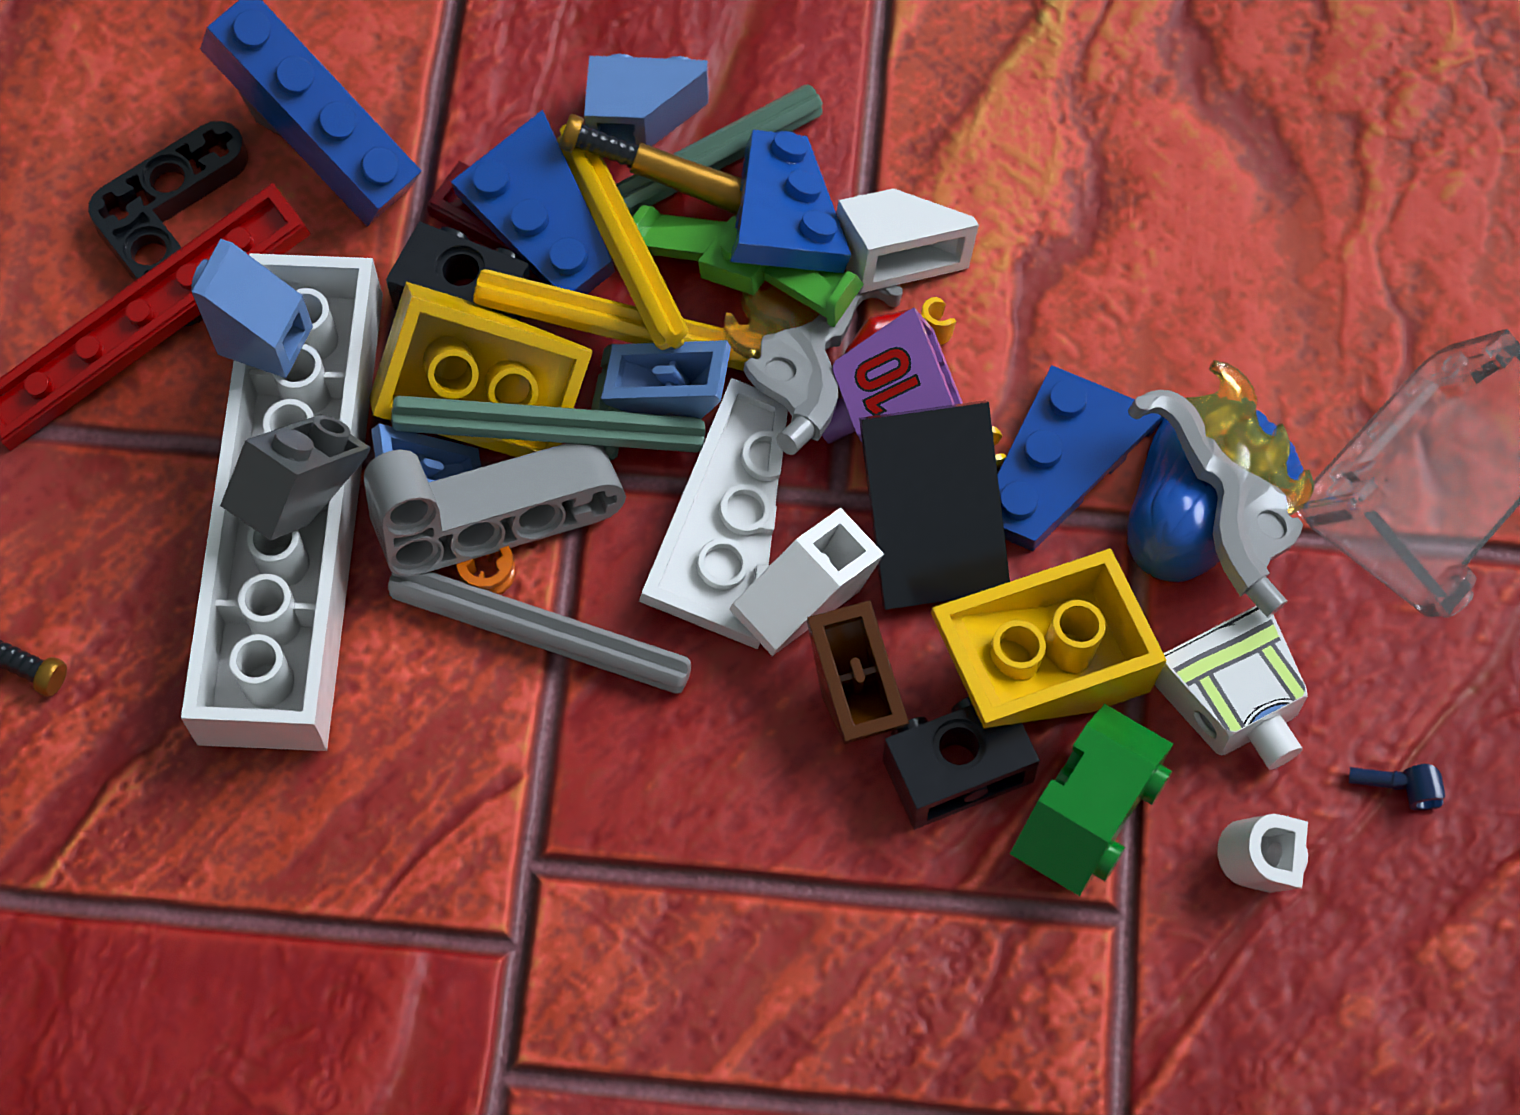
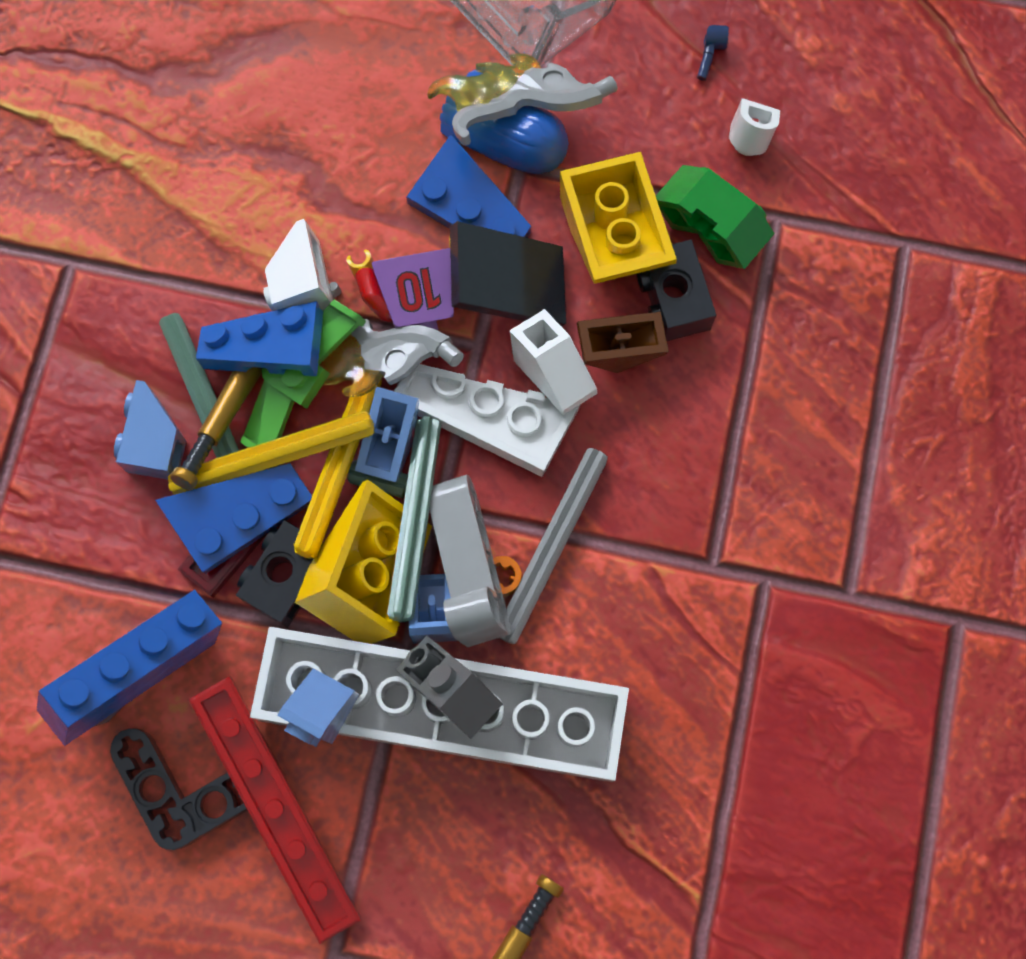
camera: 85 degrees left, 10 degrees up
(1238, 687) = (646, 120): white torso -> none

